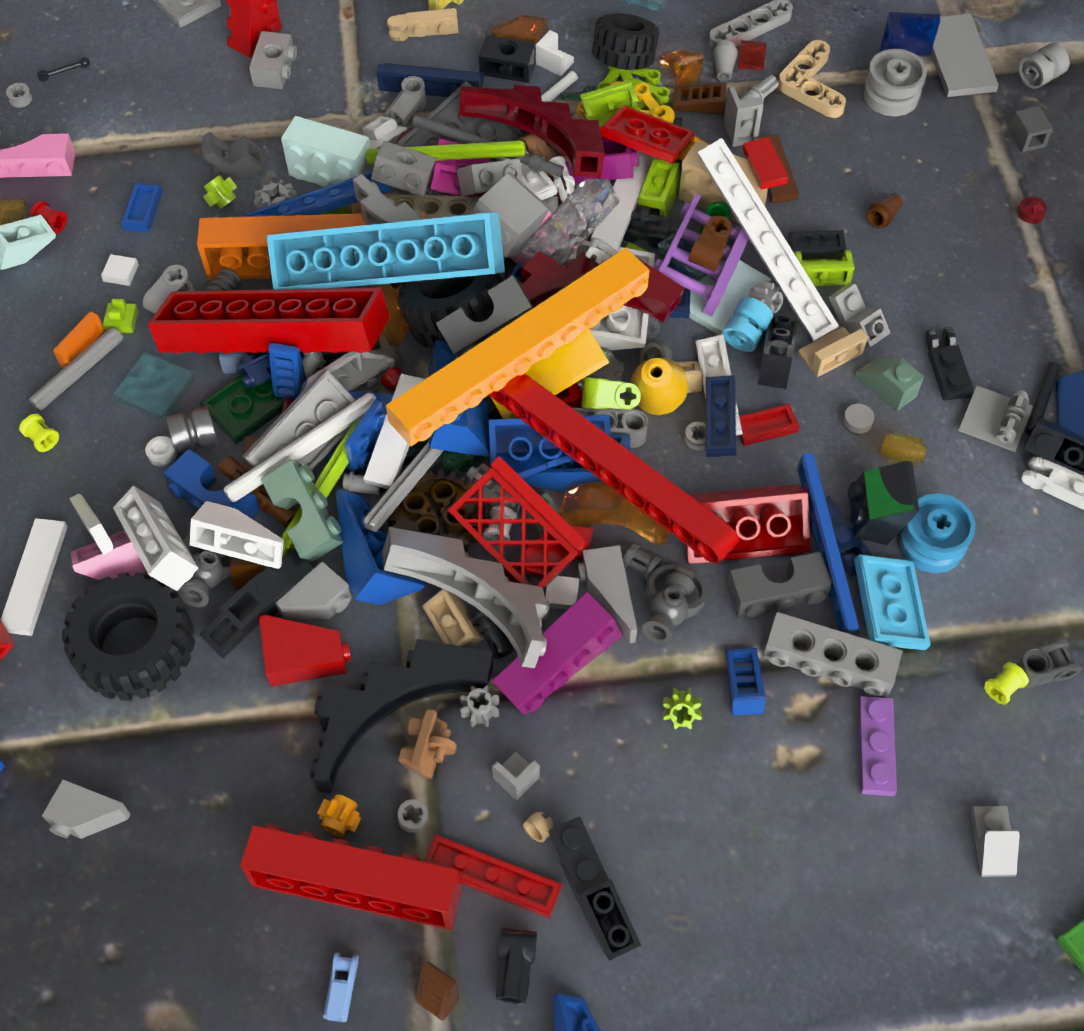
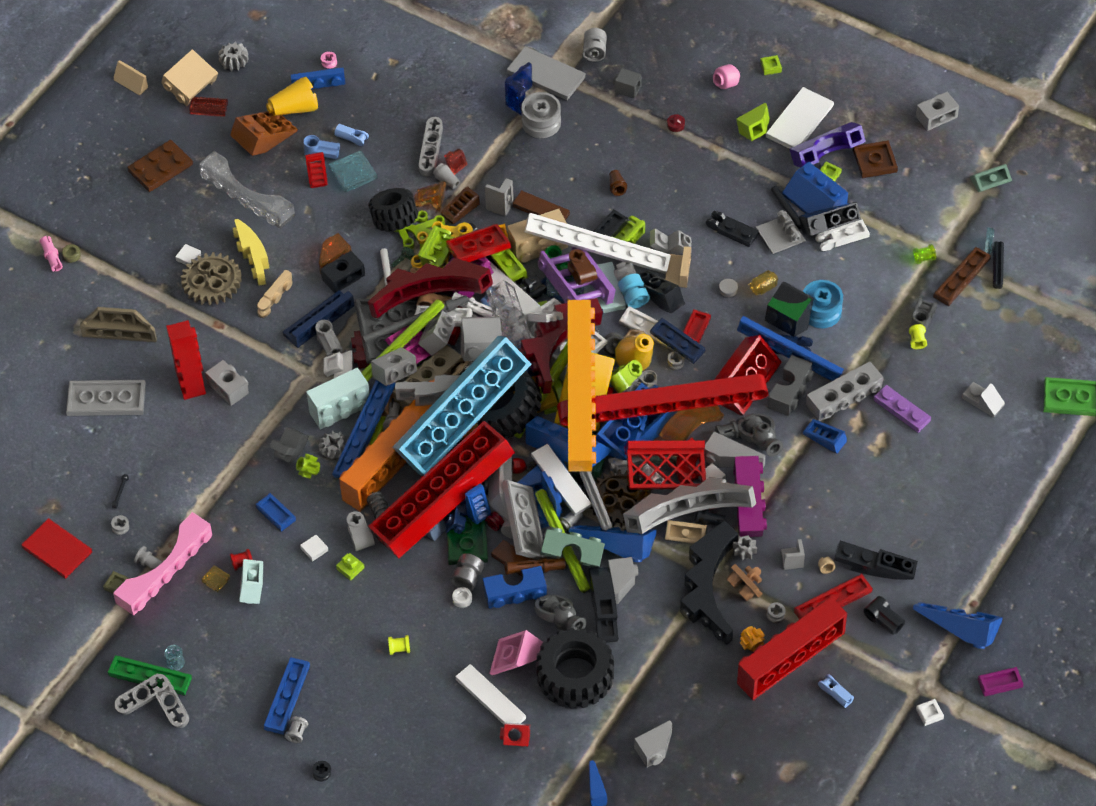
camera: 50 degrees left, 5 degrees down
(76, 369) = (368, 605): light grey axle -> none
(79, 339) = (352, 592): orange tile -> none
(92, 523) = (493, 645): white tile -> none
(154, 386) = (414, 577): clear light blue tile -> none
(155, 538) = (531, 620): white brick -> none
(235, 535) = (564, 583): white slope -> none
(244, 571) = (581, 599): reddish brown tile -> none
(300, 447) = (534, 525): white axle -> none
(301, 651) = (646, 603): red slope -> none
(436, 991) = (873, 649): reddish brown slope -> none
(464, 334) = (553, 373): dark grey arch -> none
(550, 57) = (362, 251): white panel -> none
(689, 712) = (819, 467): lime gear -> none
(762, 89) = (484, 178): light grey axle -> none
(765, 163) = (555, 208): red tile -> none
(833, 102) = (496, 153): tan beam -> none
(891, 380) = (720, 257): sand green slope -> none
(892, 602) = (839, 348): medium azure tile -> none

